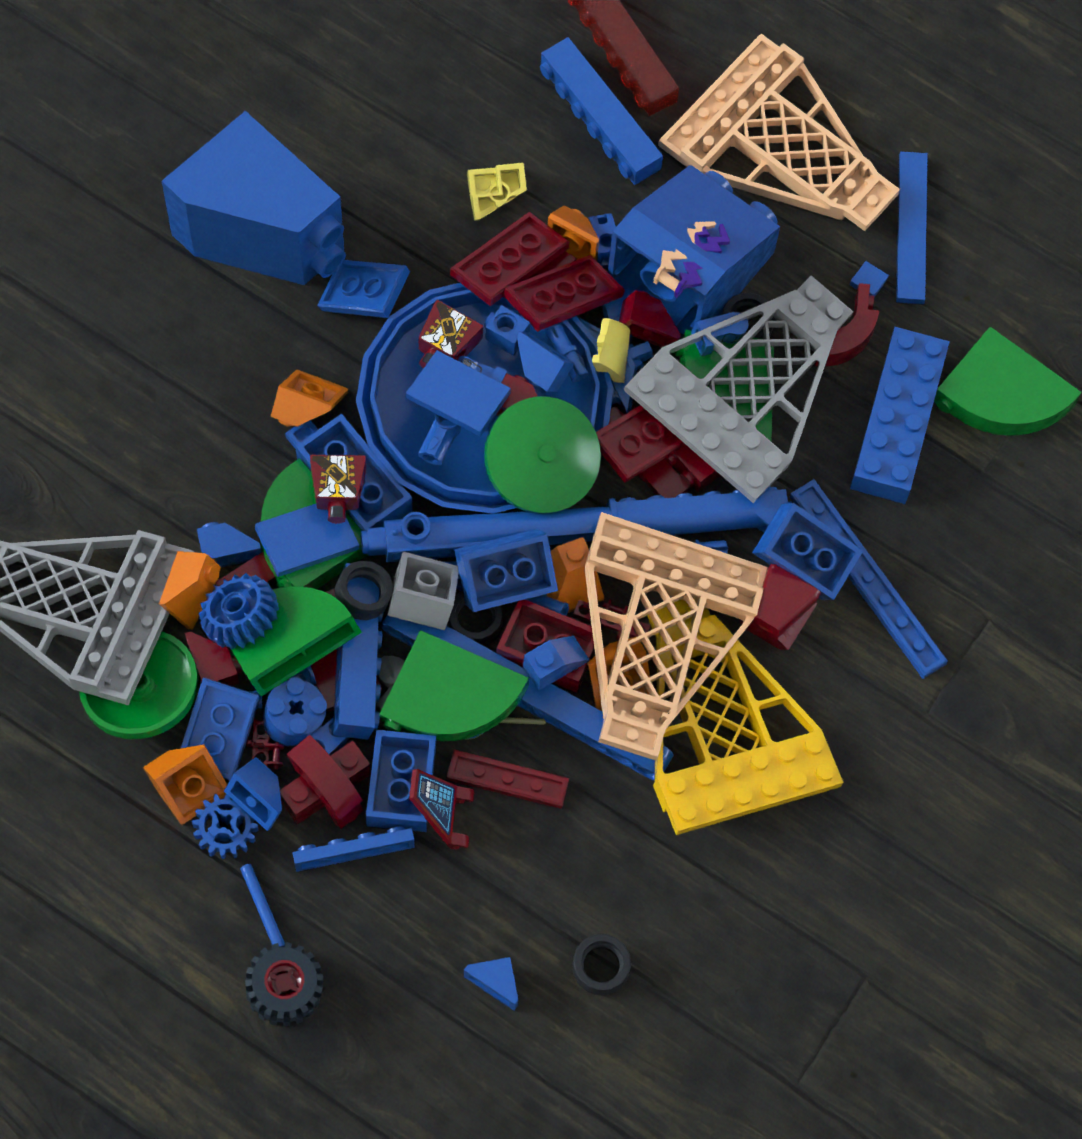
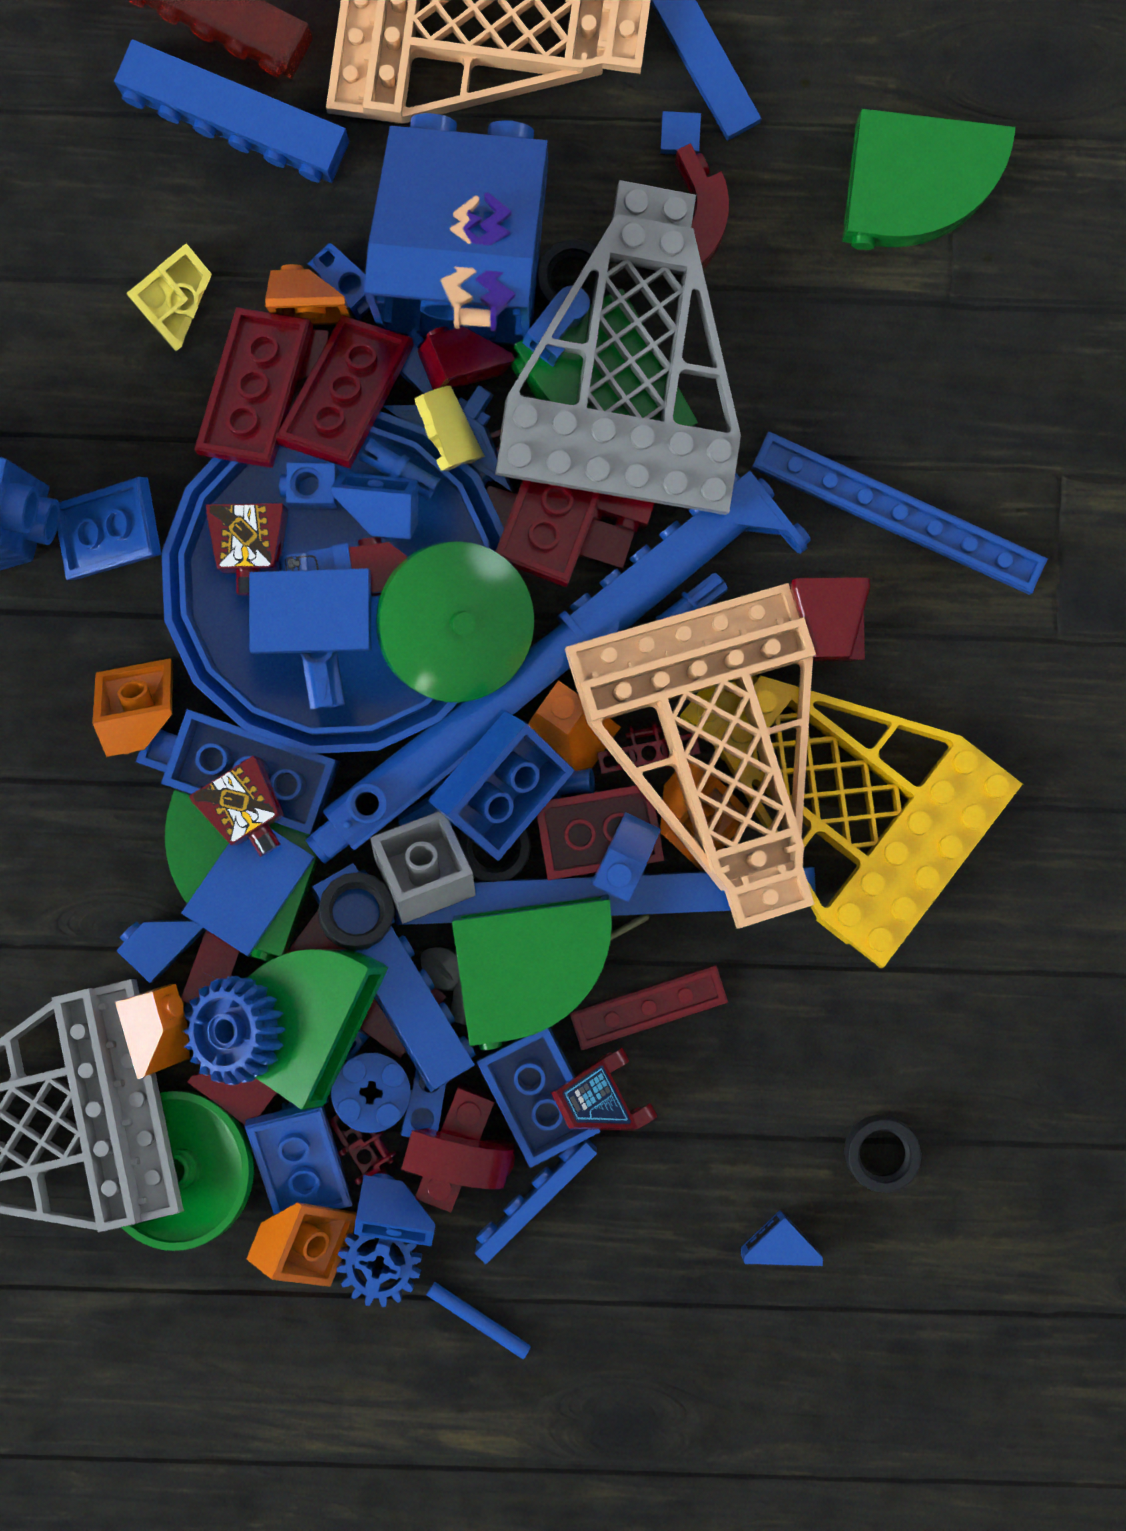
camera: 30 degrees left, 20 degrees up
(284, 984) = (560, 1398): black wheel -> none
(808, 550) = (824, 537): blue brick -> none
(900, 415) = (820, 287): blue brick -> none

